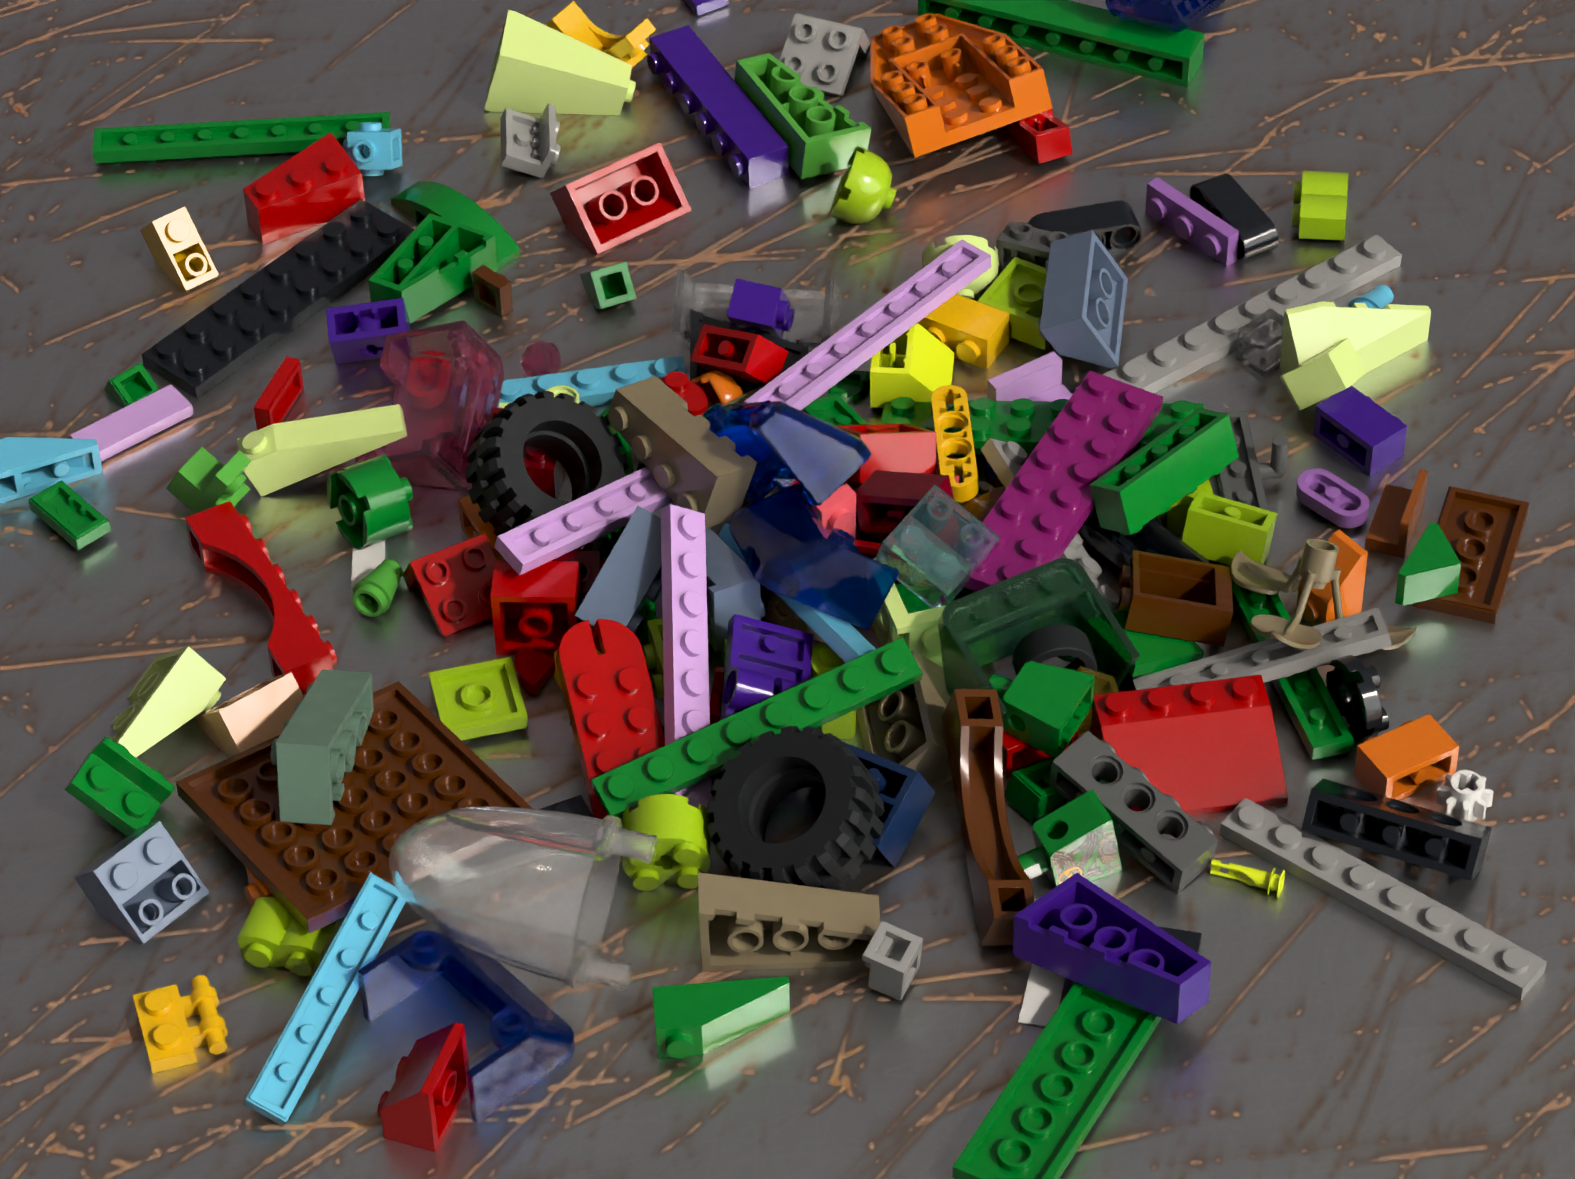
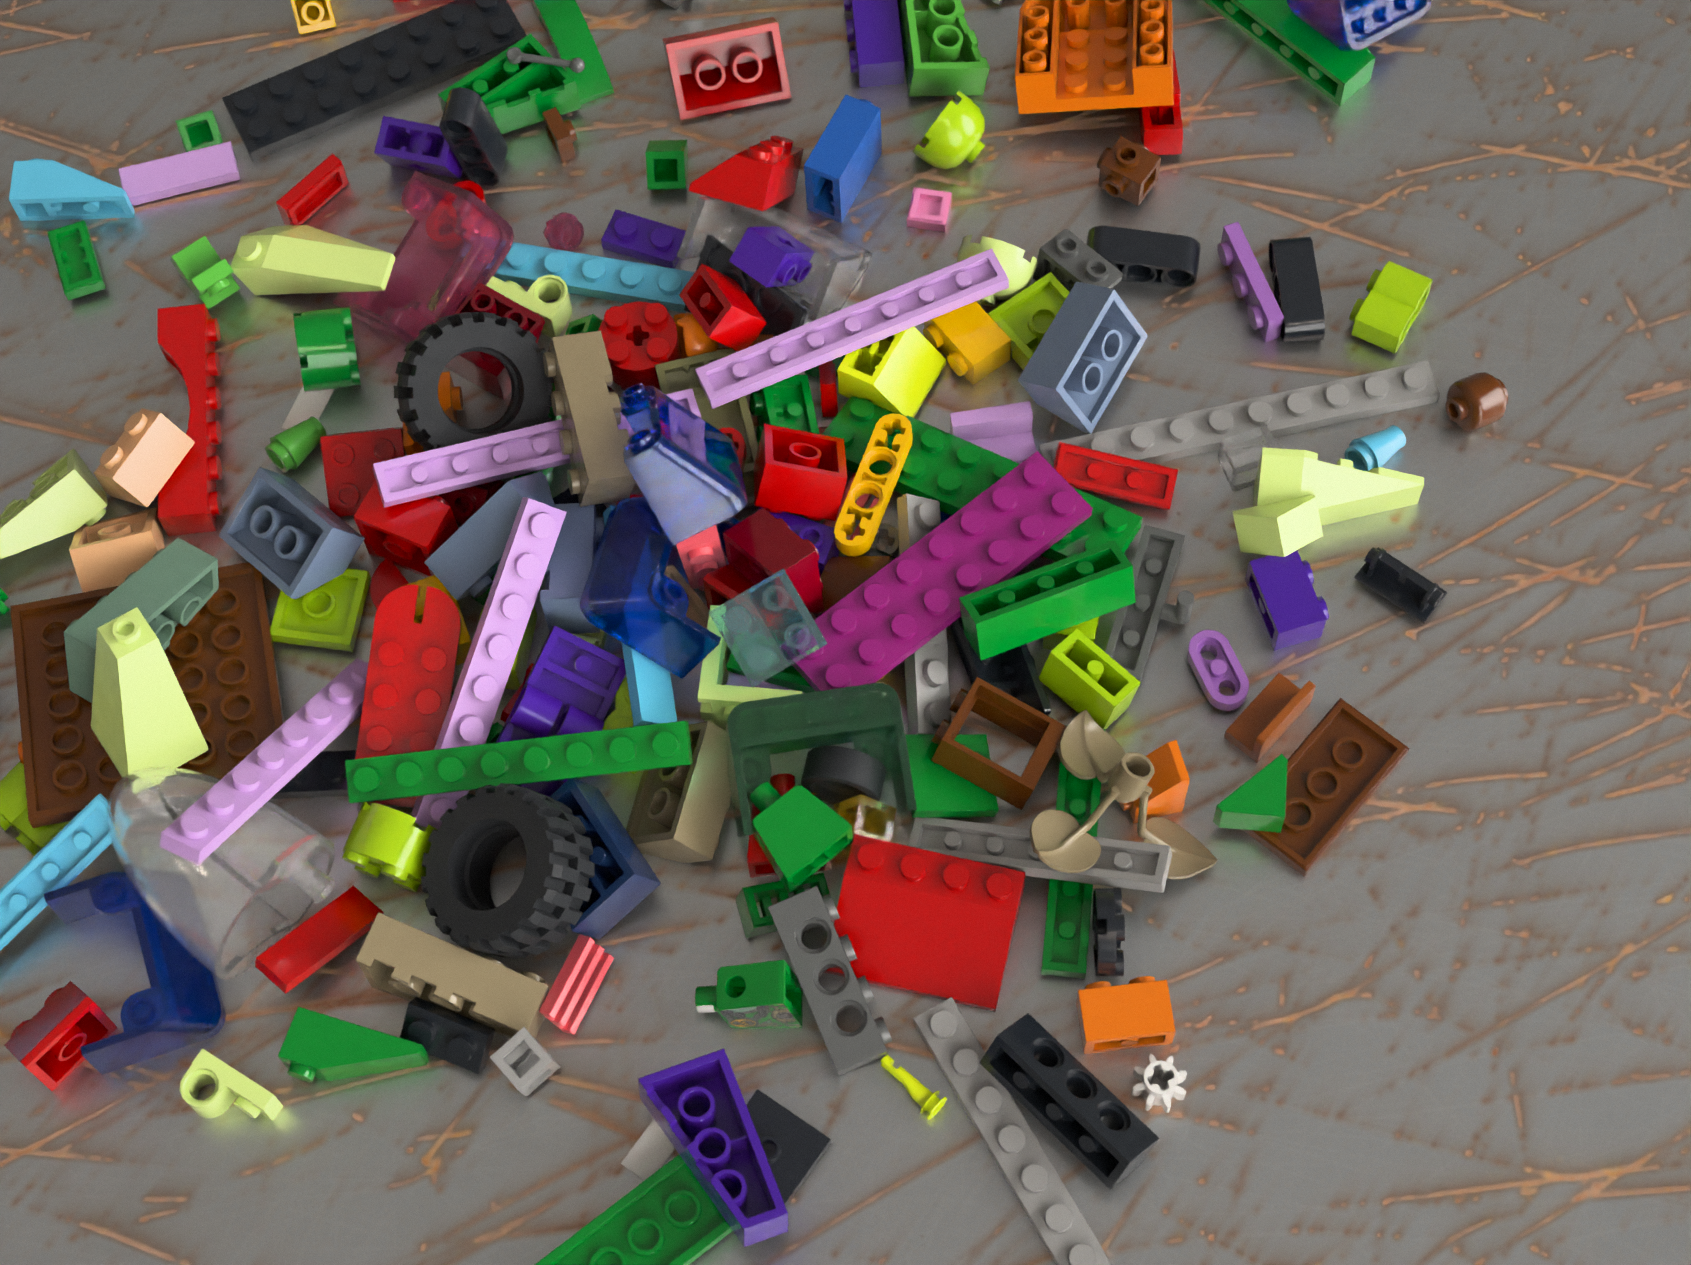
camera: 25 degrees right, 20 degrees up
(246, 625) = (142, 458): none -> light nougat slope
(375, 770) = (138, 701): none -> yellowish green slope
(419, 289) = (473, 136): none -> black beam
(423, 642) = (289, 534): none -> sand blue slope
(427, 231) = (515, 56): none -> dark grey hinge
(535, 785) = (268, 767): none -> lavender plate
(606, 1076) = (228, 1086): none -> yellowish green plate
(617, 347) = (643, 239): none -> dark purple plate
(637, 937) = (318, 939): none -> red tile
(705, 253) = (755, 176): none -> red slope
(776, 228) = (843, 158): none -> blue brick
(808, 970) = (448, 1035): none -> black plate
(860, 400) = (828, 389): none -> red tile
(870, 254) = (929, 209): none -> bright pink tile
(899, 892) = (576, 984): none -> coral tile
(975, 756) = (684, 939): reddish brown arch -> none
(1036, 172) = (1128, 170): none -> reddish brown brick
(1172, 383) = (1116, 476): none -> red tile
(1437, 245) = (1477, 400): none -> reddish brown head
(1466, 395) = (1400, 584): none -> black hinge

